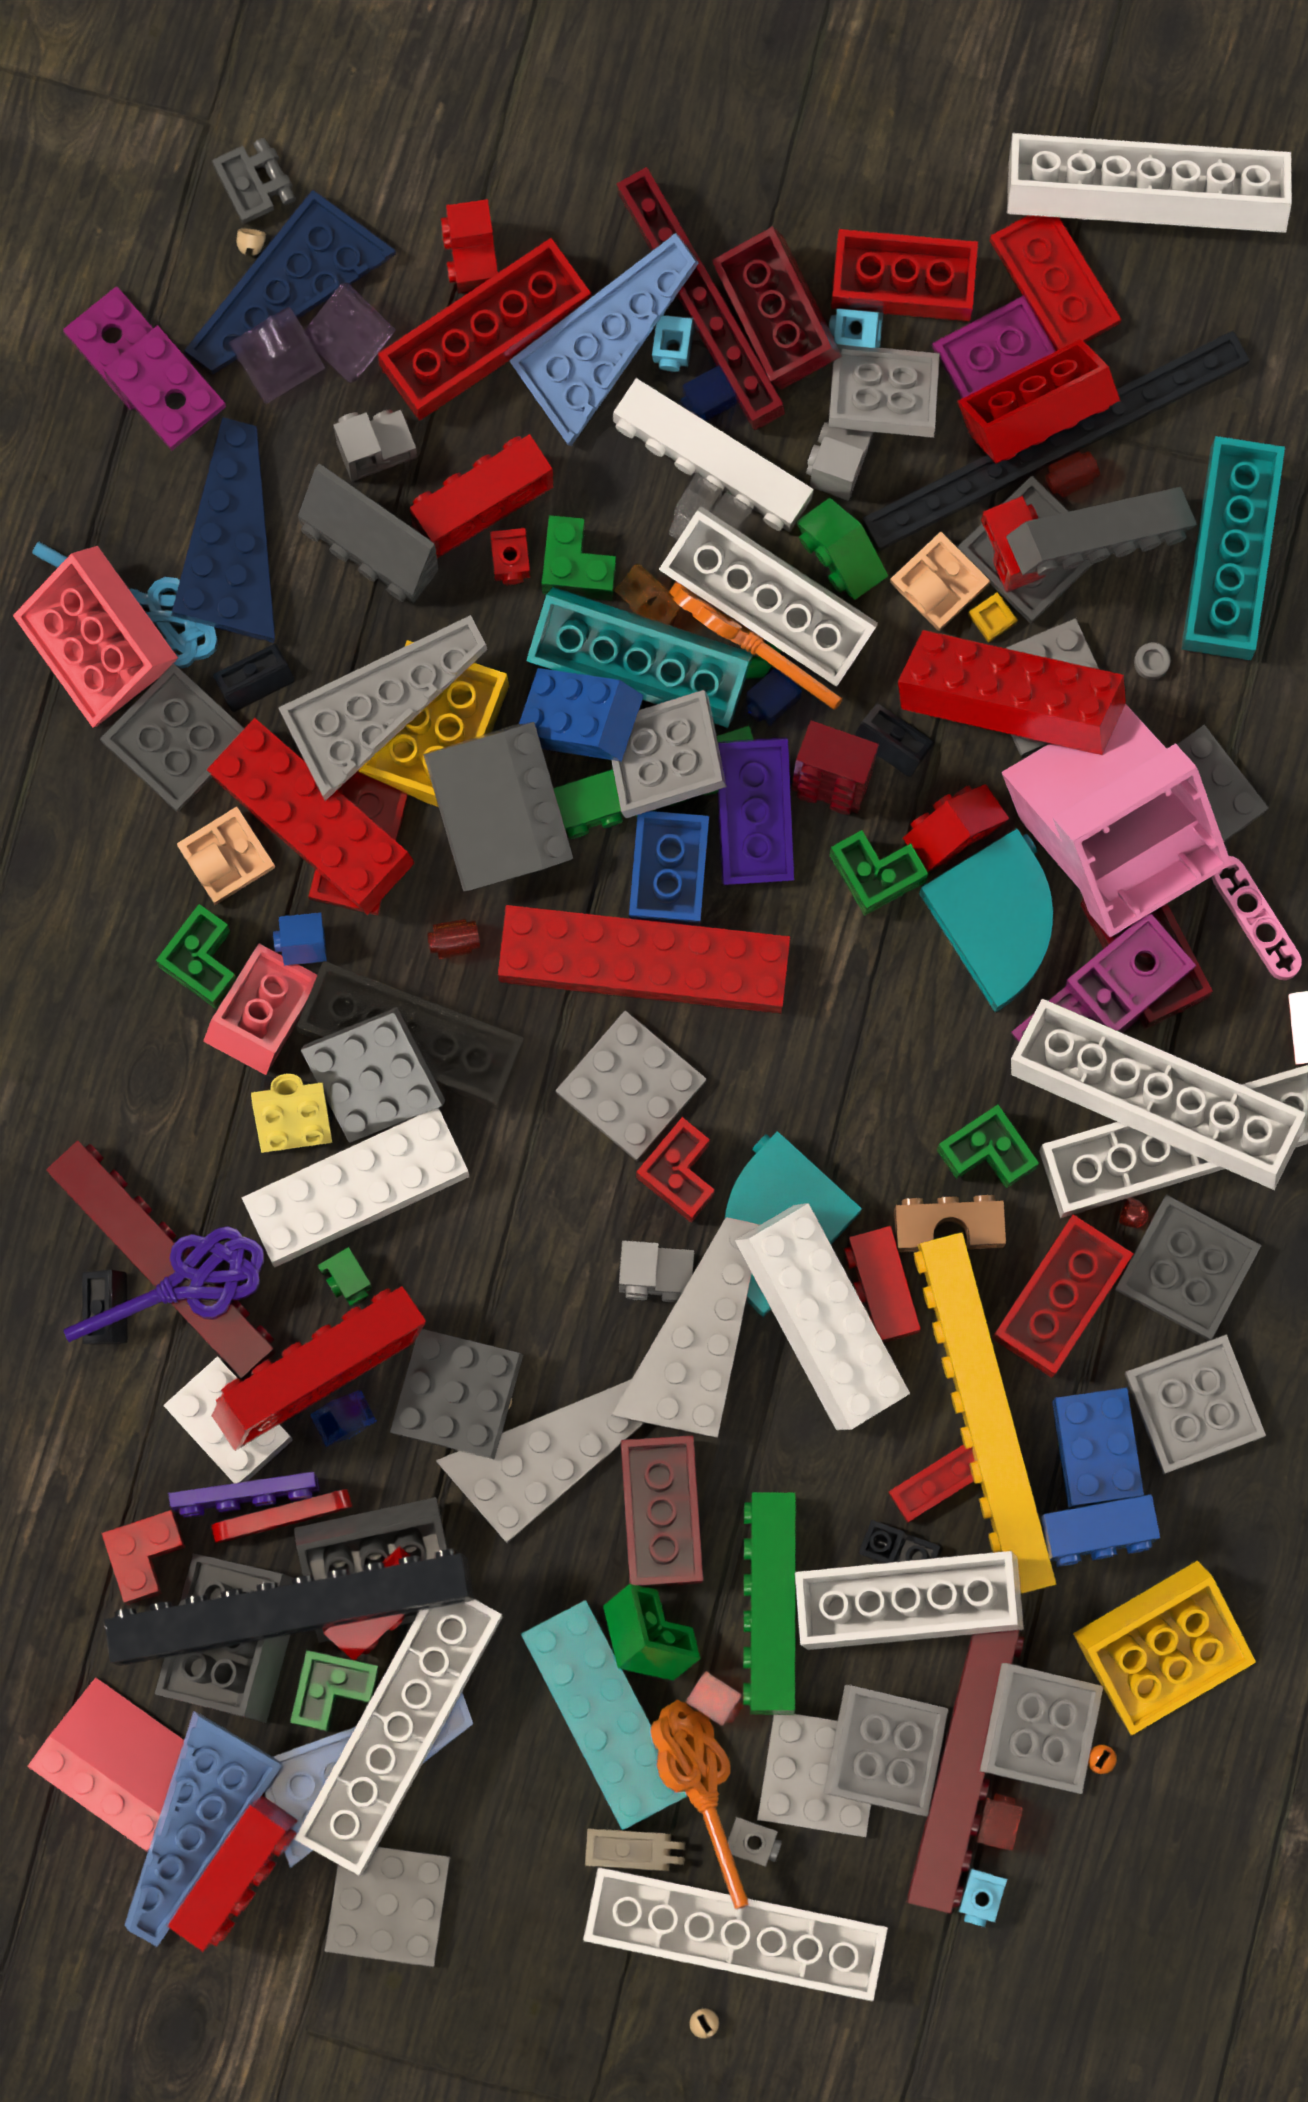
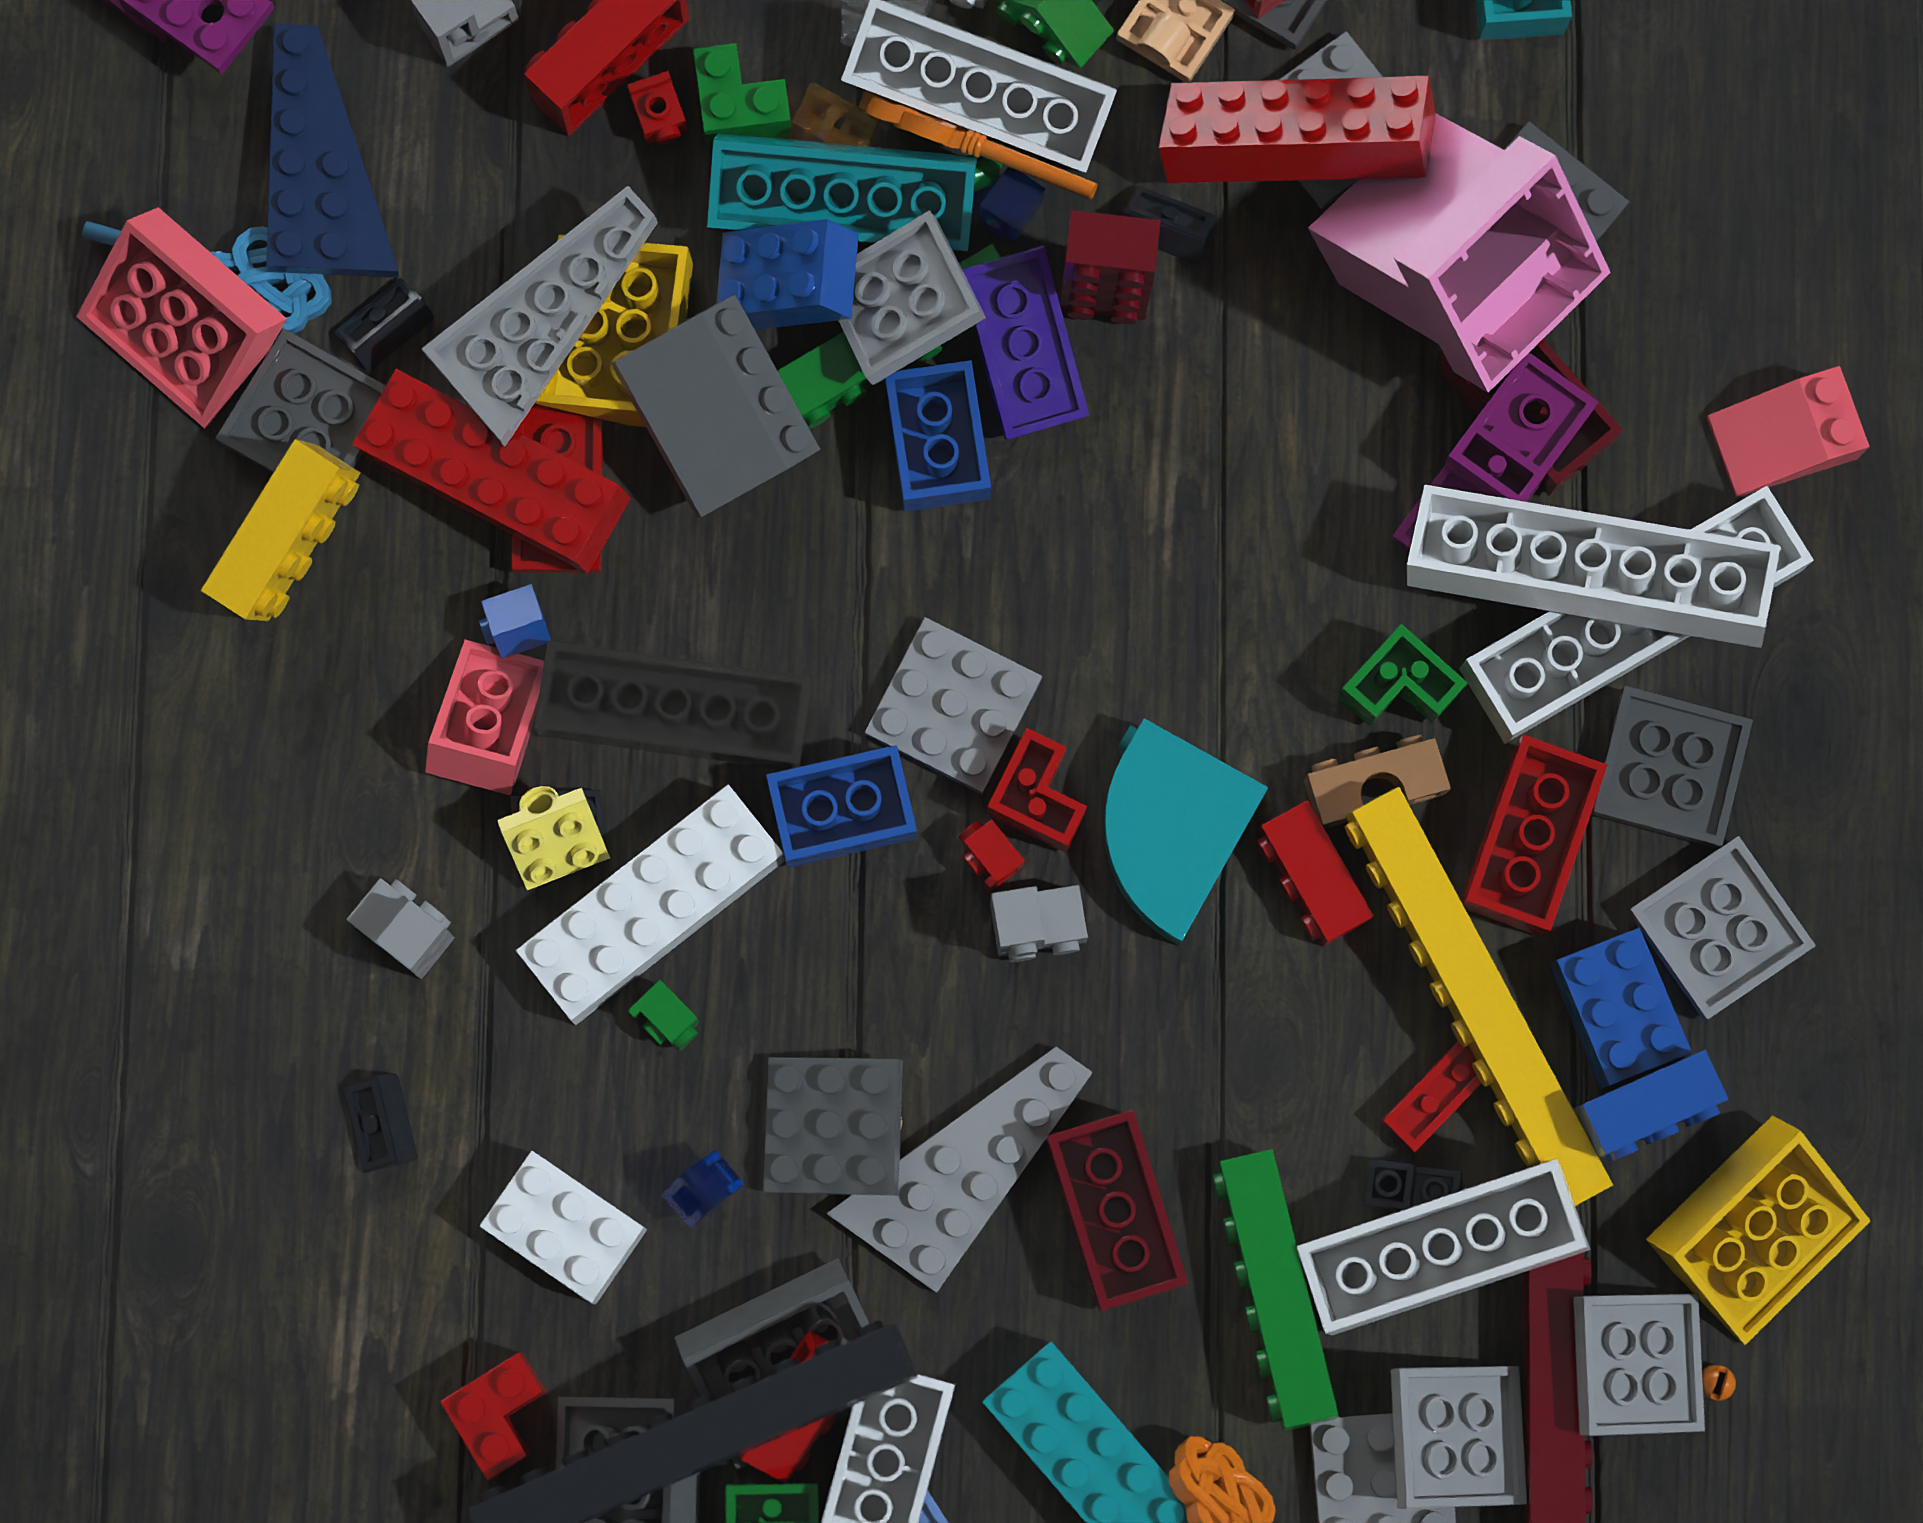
camera: 15 degrees left, 0 degrees up
(136, 826) = (282, 532): none -> yellow brick
(149, 1249) = (435, 1049): dark red brick -> none
(156, 1159) = (401, 928): none -> light grey brick
(166, 1292) = (451, 1086): dark purple piece -> none
(190, 957) = (386, 672): green brick -> none
(226, 855) = (400, 543): light nougat plate -> none
(229, 1497) = (587, 1319): dark purple plate -> none
(281, 1516) = (655, 1326): beam -> none
(317, 1367) = (657, 1136): red brick -> none
(367, 536) = (481, 120): dark grey slope -> none
(373, 1075) = (641, 764): plate -> none
(453, 938) = (698, 579): clear red brick -> none
(522, 1145) = (842, 806): none -> blue brick
(631, 1209) = (990, 853): none -> red brick
(643, 959) = (933, 550): red brick -> none
(643, 1637) = (1132, 1370): green brick -> none
(692, 1358) = (1108, 1014): light grey wing -> none
(715, 1700) = (1235, 1424): clear red brick -> none
(822, 1317) = (1254, 928): white brick -> none
(875, 880) = (1184, 392): green brick -> none
(955, 825) = (1265, 306): red brick -> none
(992, 617) = (1248, 52): yellow tile -> none
(996, 915) = (1340, 402): teal brick -> none
(999, 1823) = (1615, 1491): clear red brick -> none
(1133, 1213) = (1590, 717): clear red hinge -> none
(1152, 661) = (1448, 61): light grey tile -> none
(1261, 915) = (1653, 328): bright pink beam -> none

